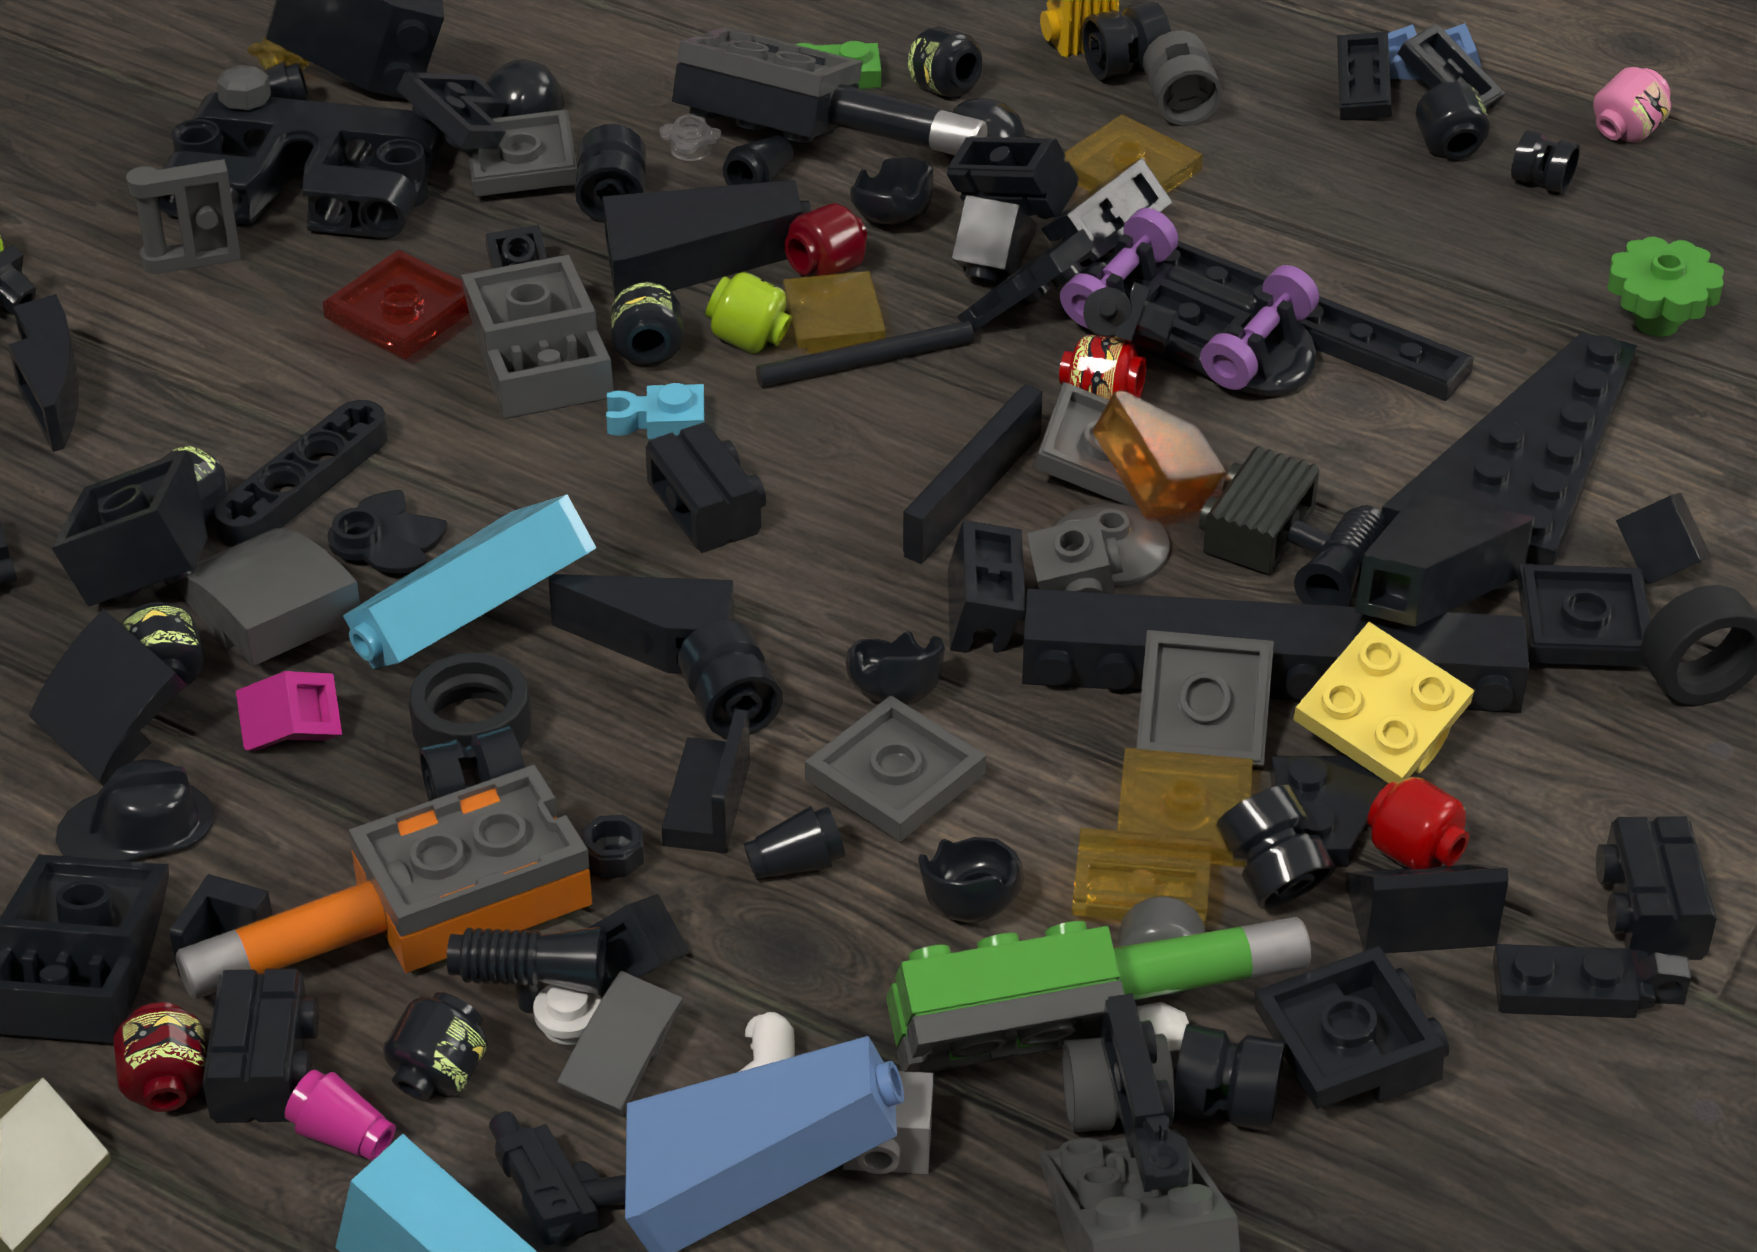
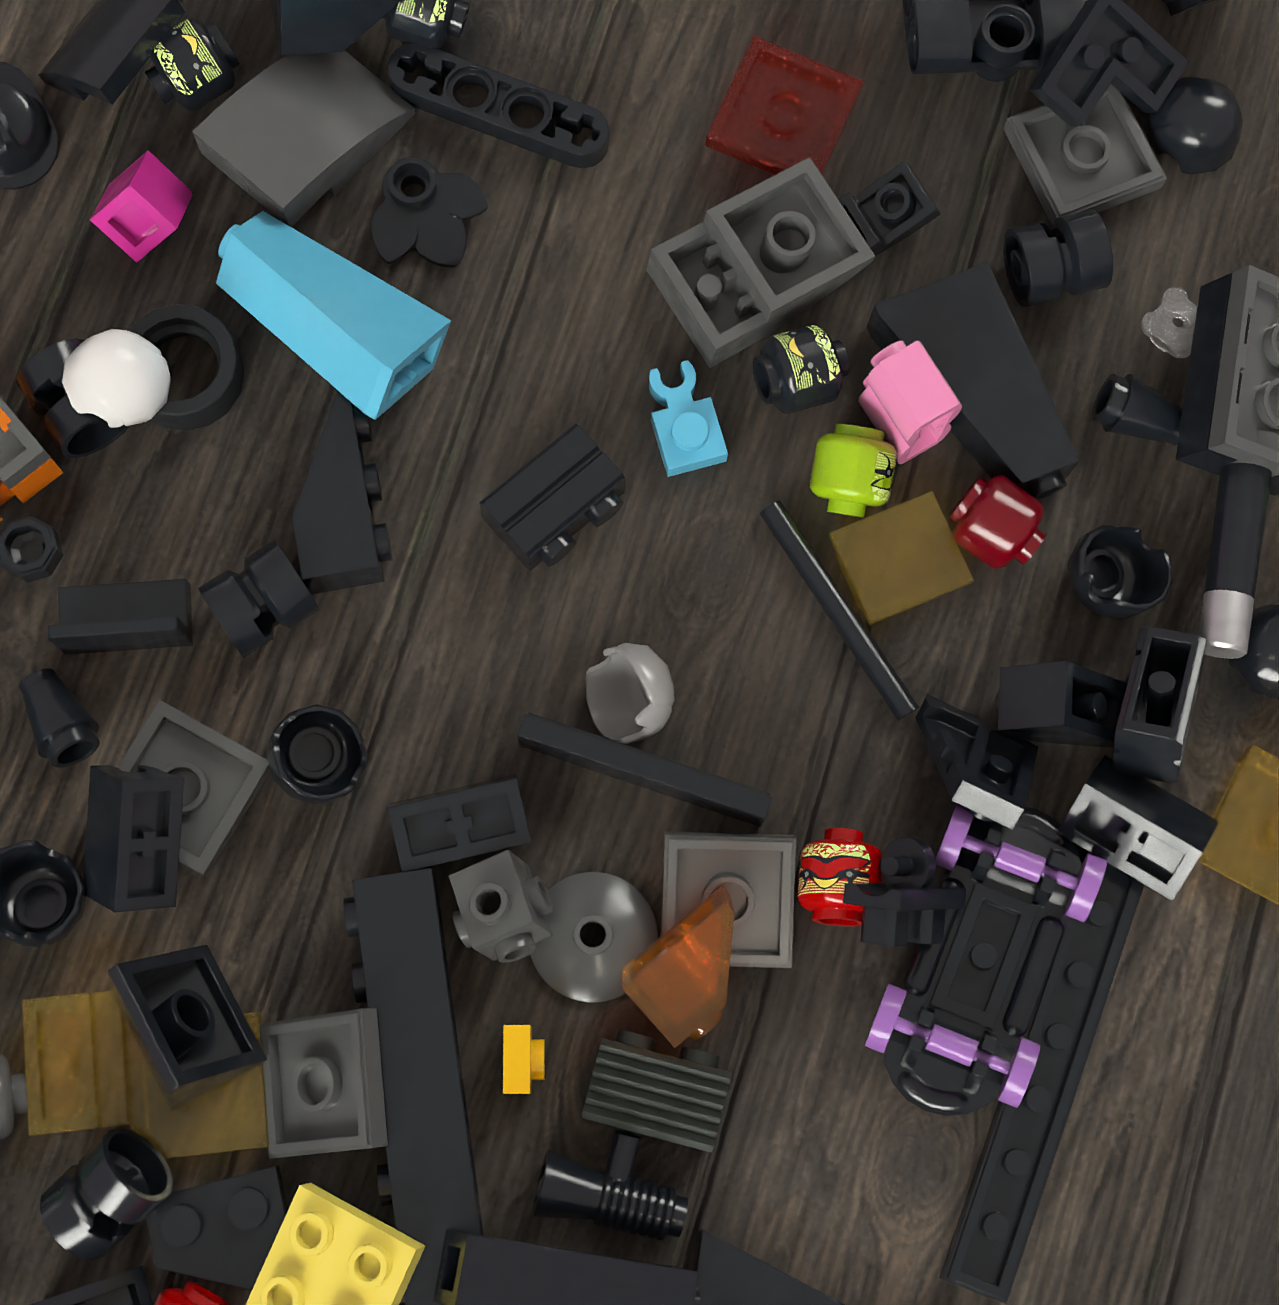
camera: 70 degrees right, 35 degrees up
(480, 702) = (117, 378): none -> white hair
(704, 246) = (908, 399): none -> bright pink brick
(900, 460) = (629, 693): none -> light grey hair
(936, 785) = (133, 838): none -> black hinge
(1133, 770) = (185, 1022): none -> black slope
(1211, 576) = (521, 1059): none -> yellow plate

